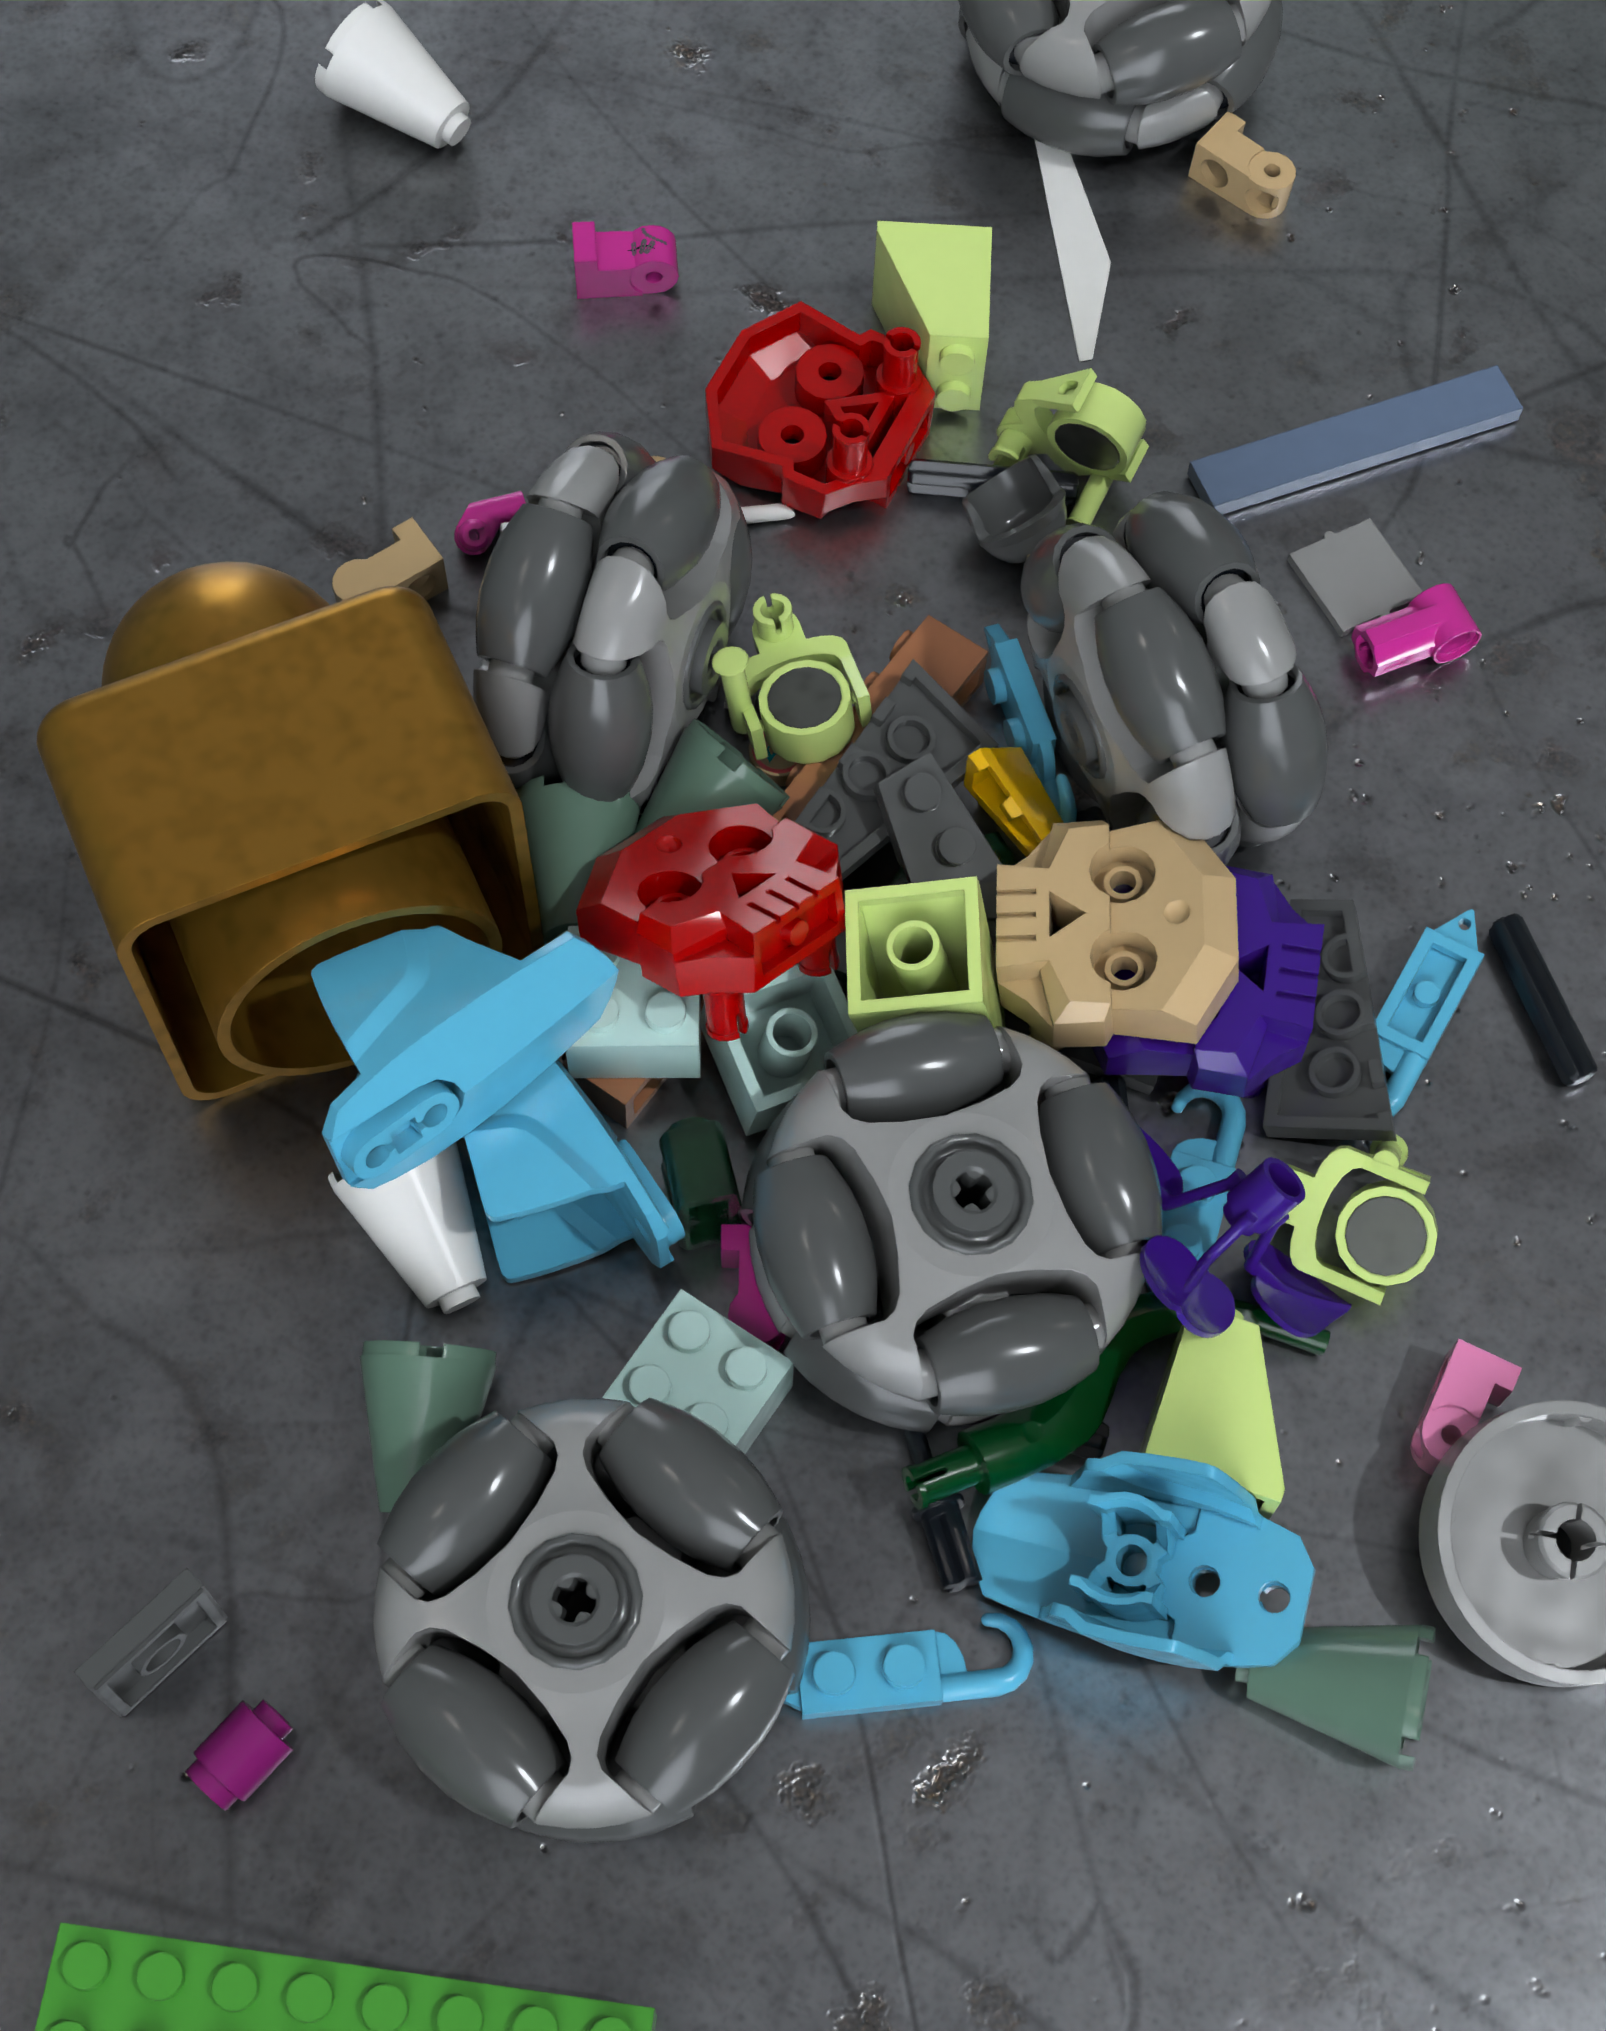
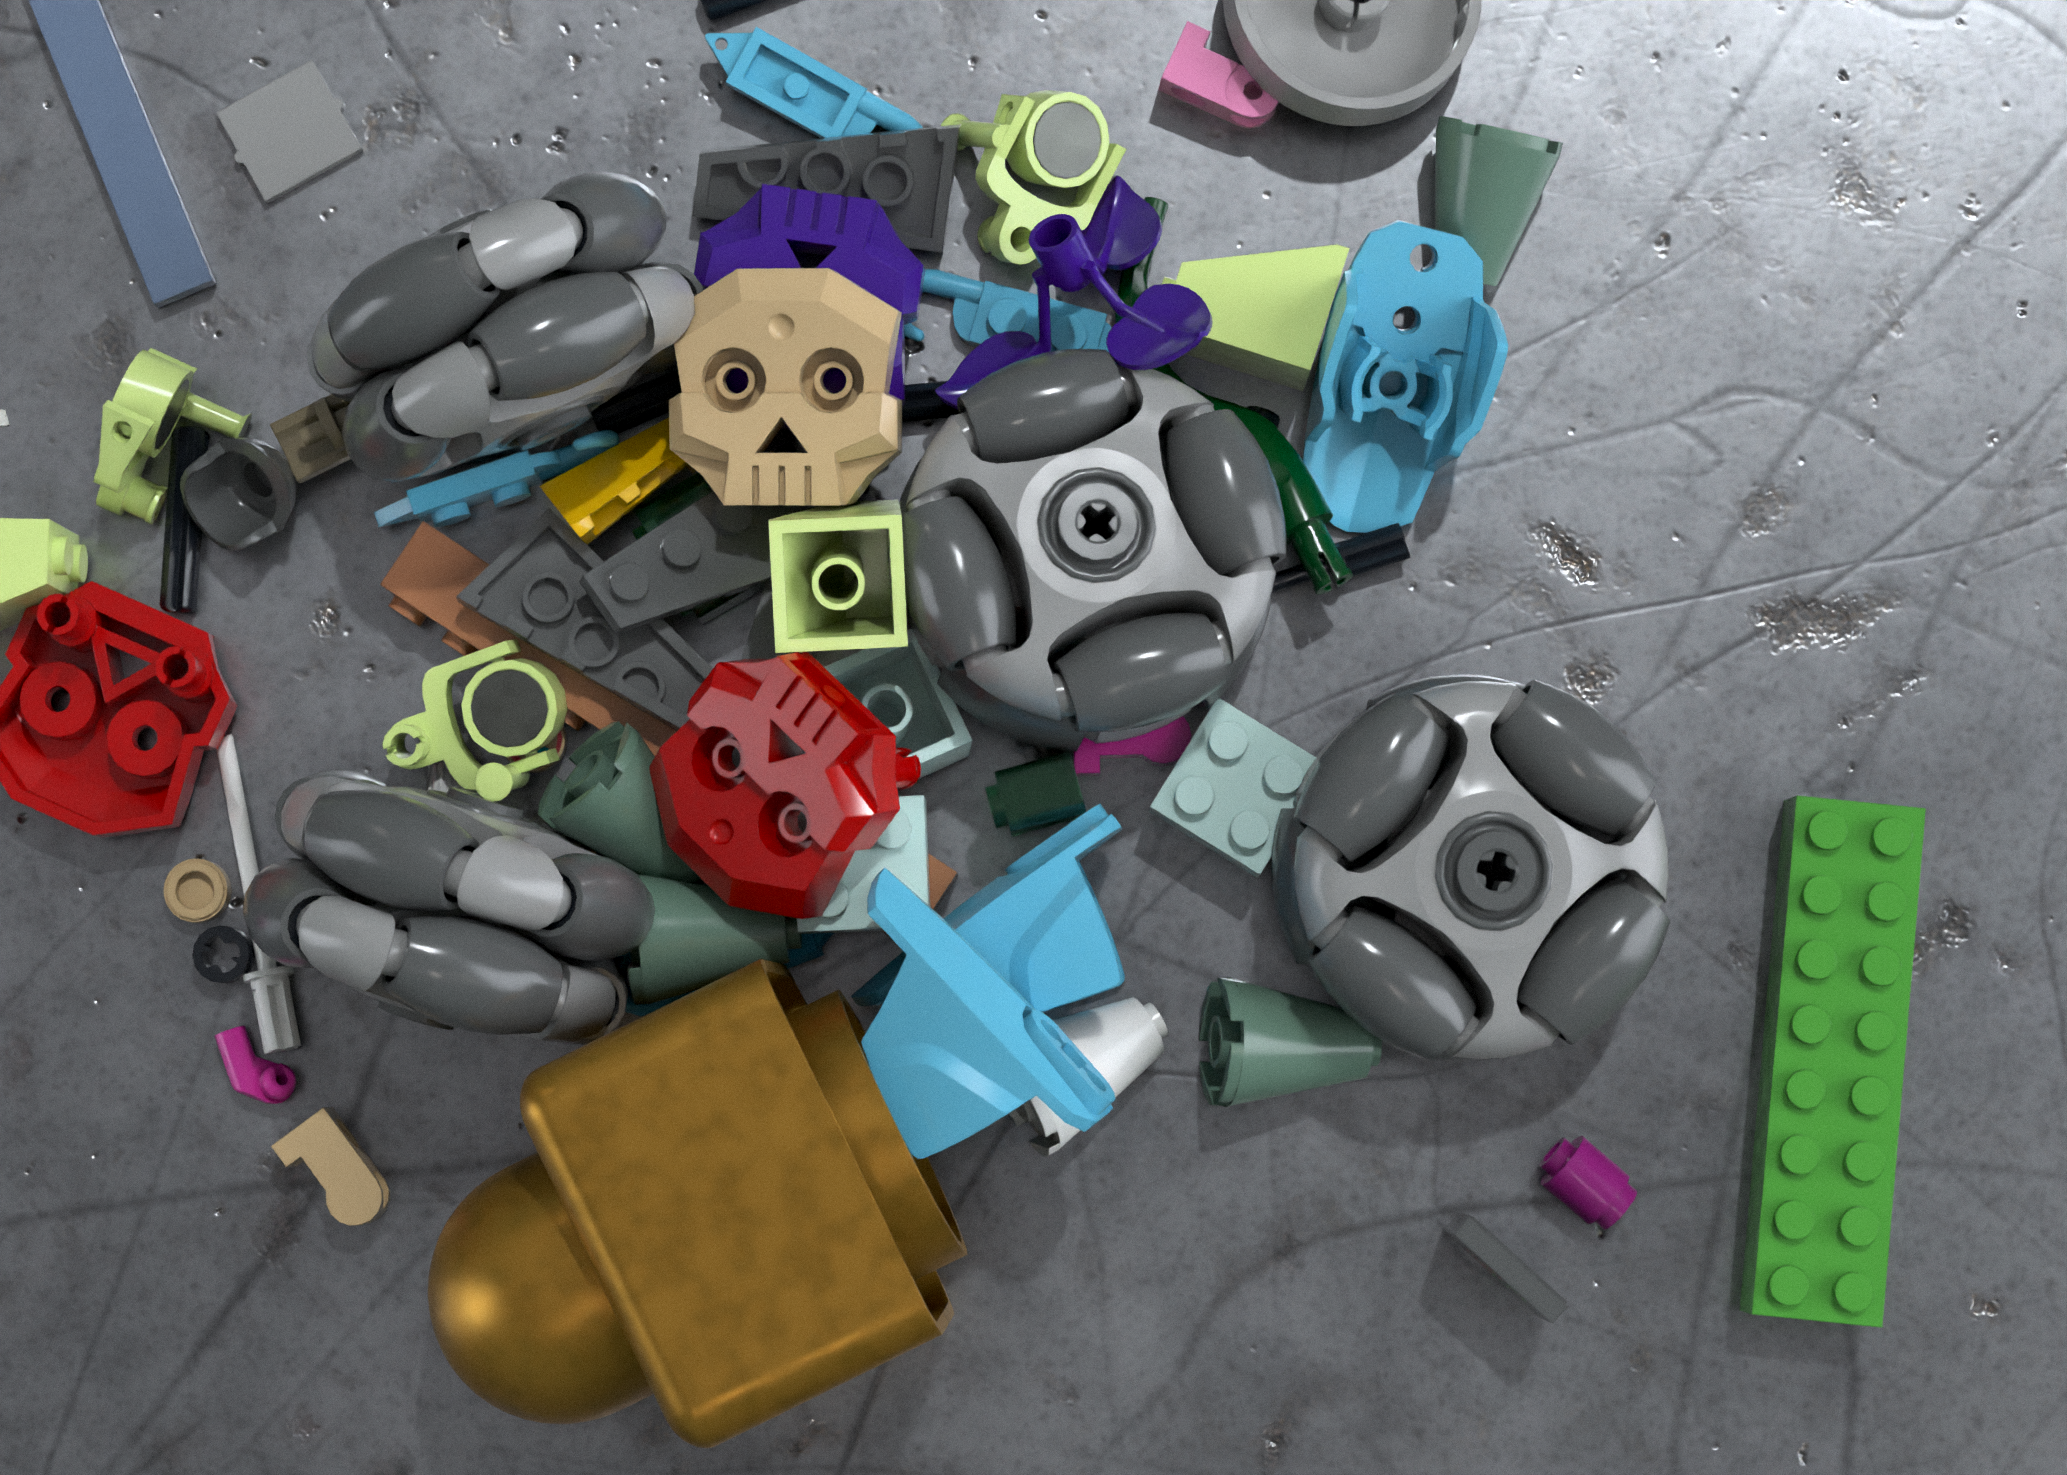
camera: 85 degrees left, 20 degrees up
(904, 1672) = (1482, 588): medium azure plate -> none
(1430, 626) = (362, 58): dark pink piece -> none

